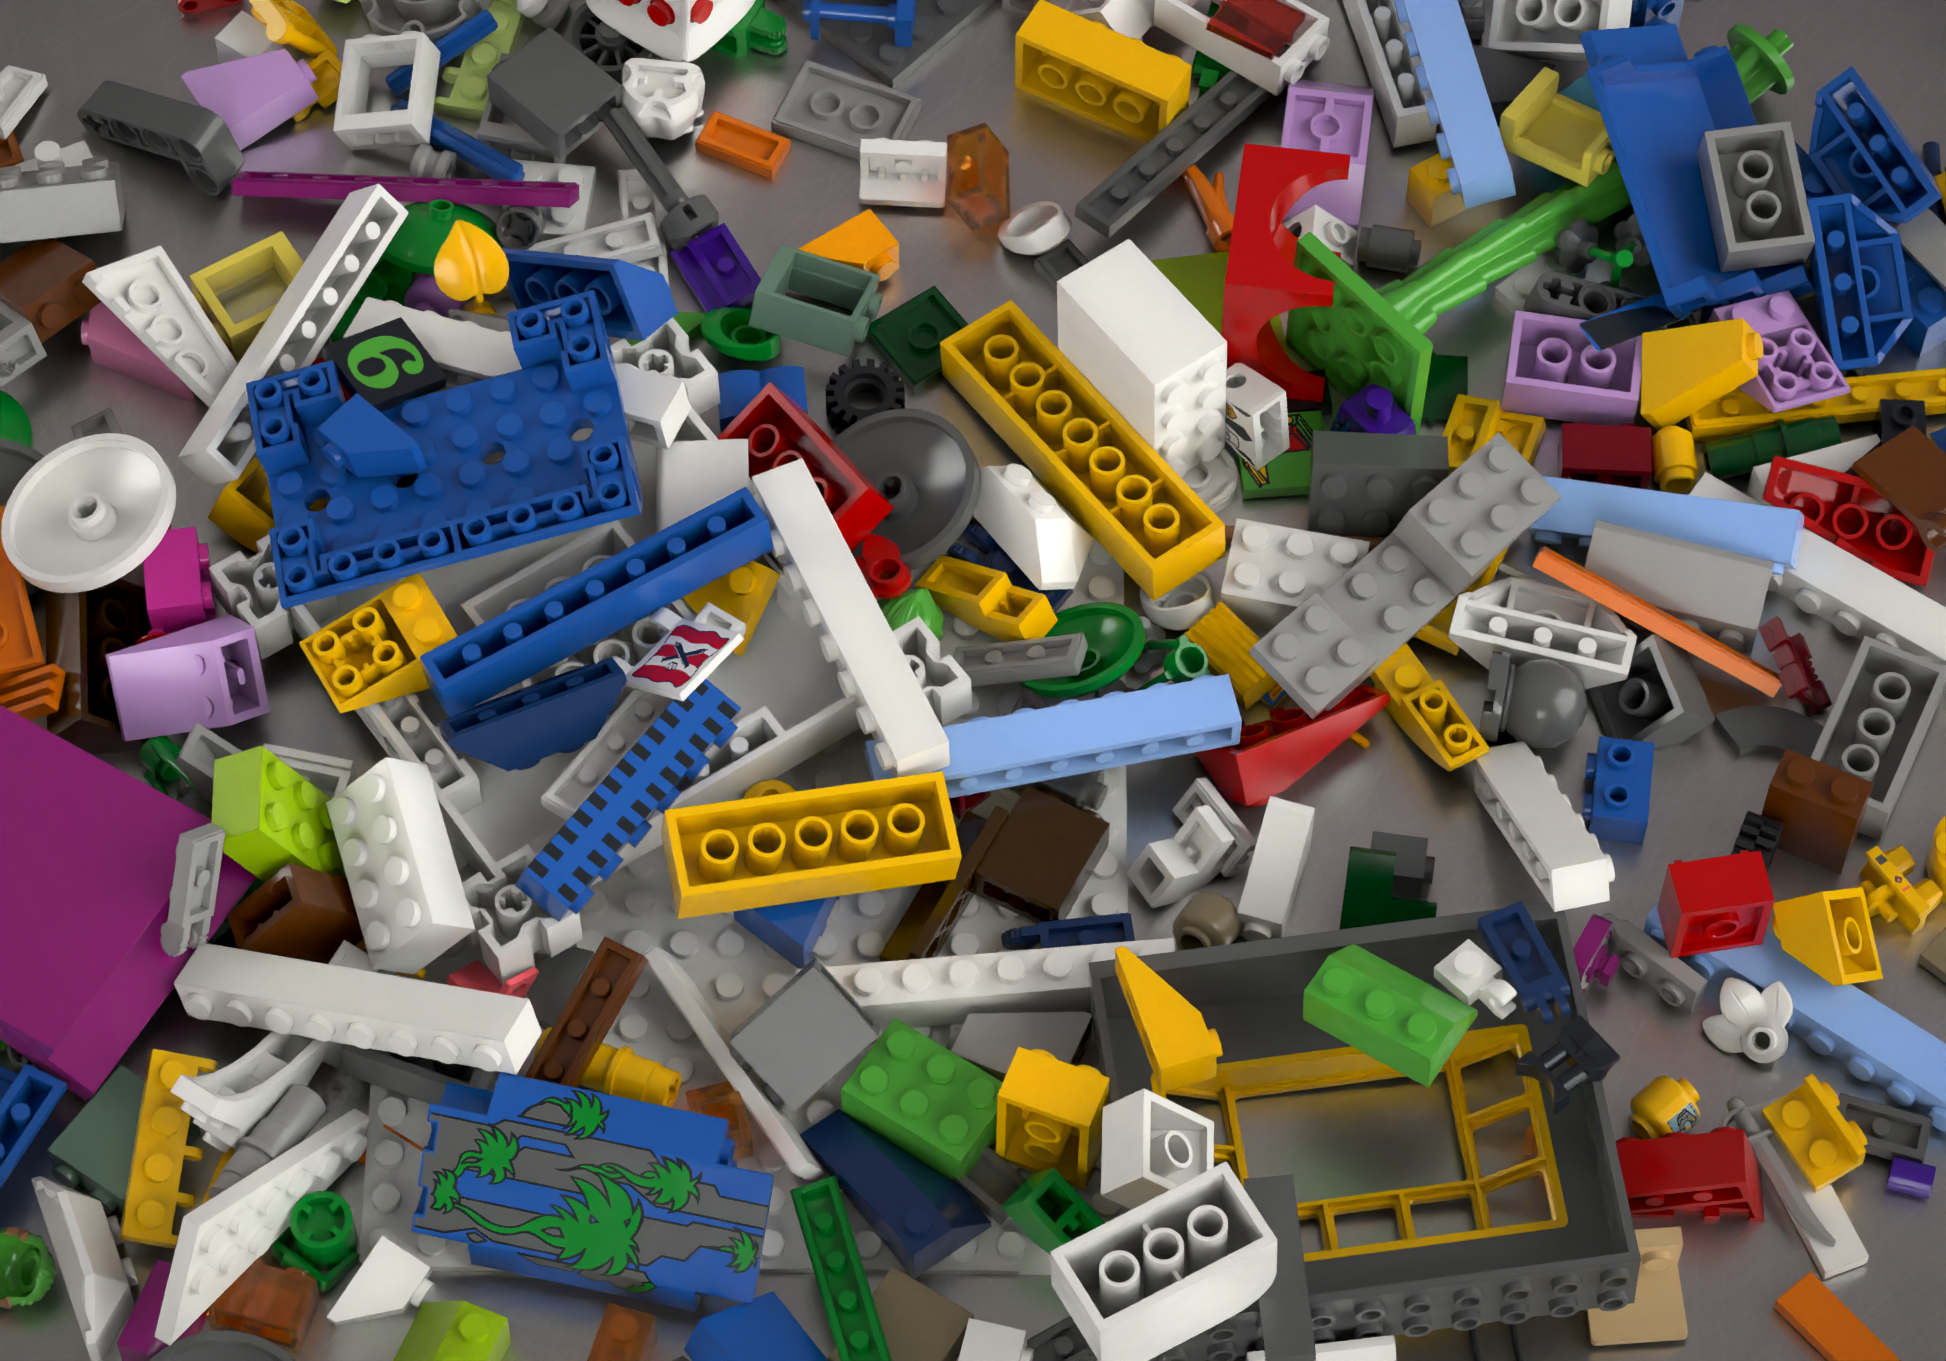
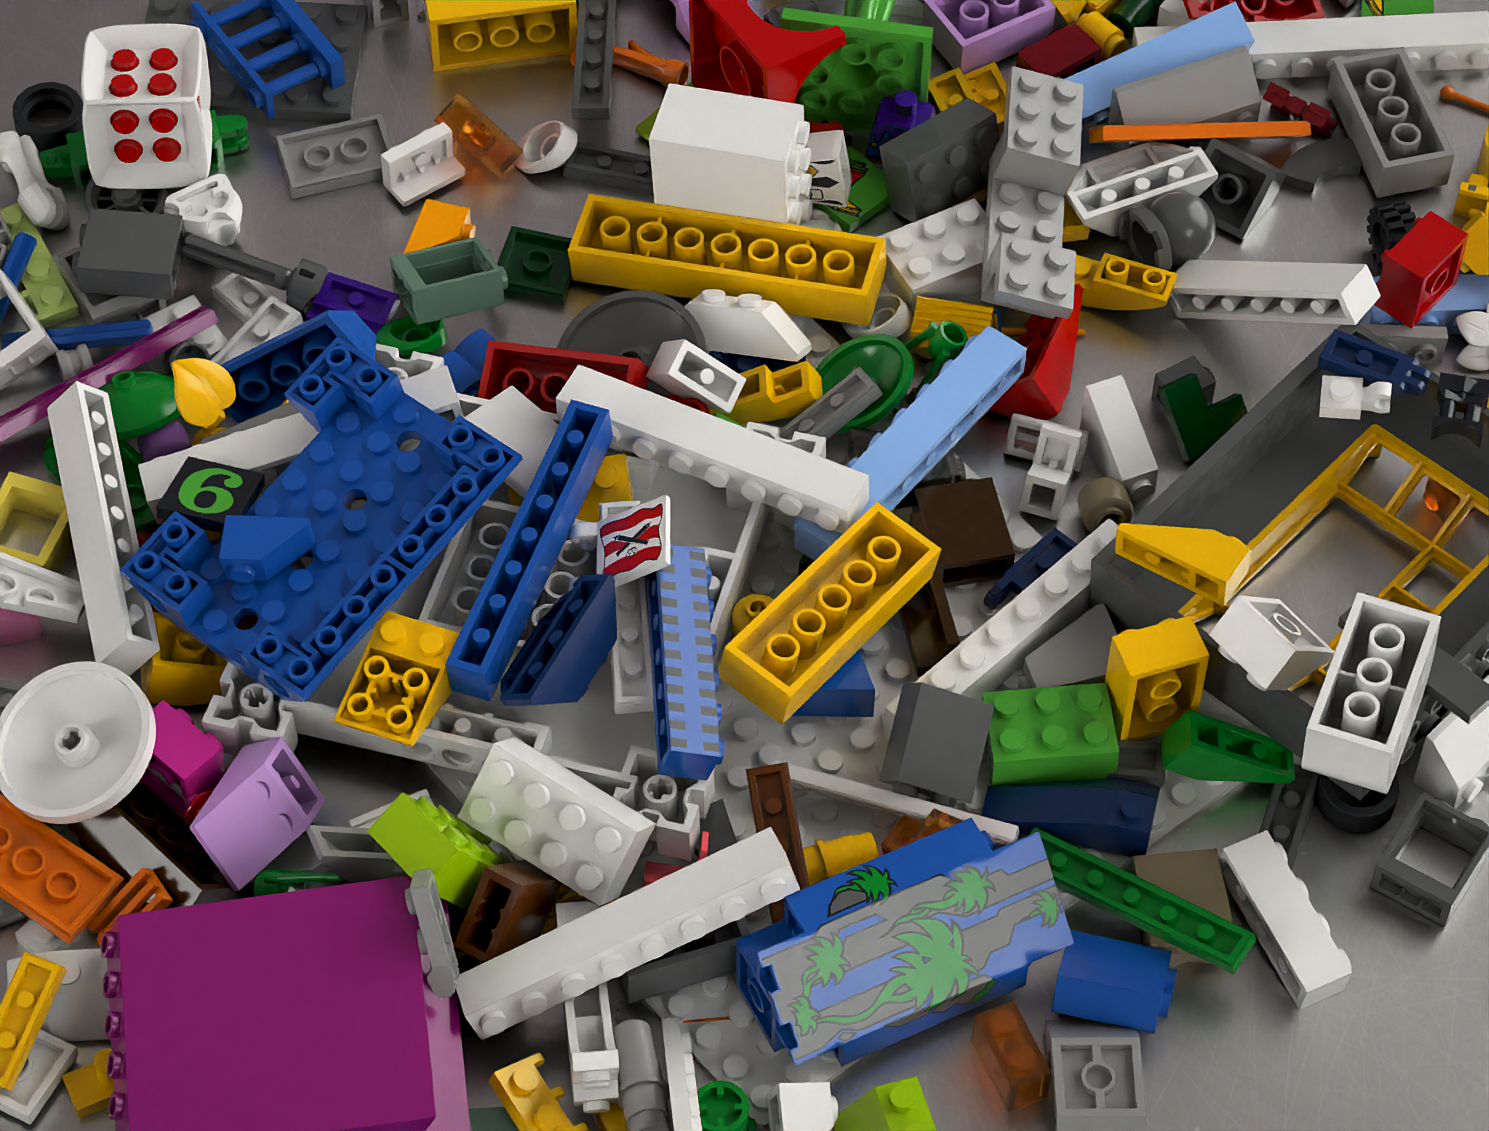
camera: 40 degrees left, 5 degrees down
(743, 145) = (283, 219): orange tile -> none
(861, 380) = (537, 310): black tyre -> none
(920, 542) = (696, 375): none -> white slope
(1386, 1012) = (1322, 456): bright green slope -> none
(1620, 789) = (1267, 240): blue brick -> none
(1818, 809) = (1410, 172): reddish brown brick -> none

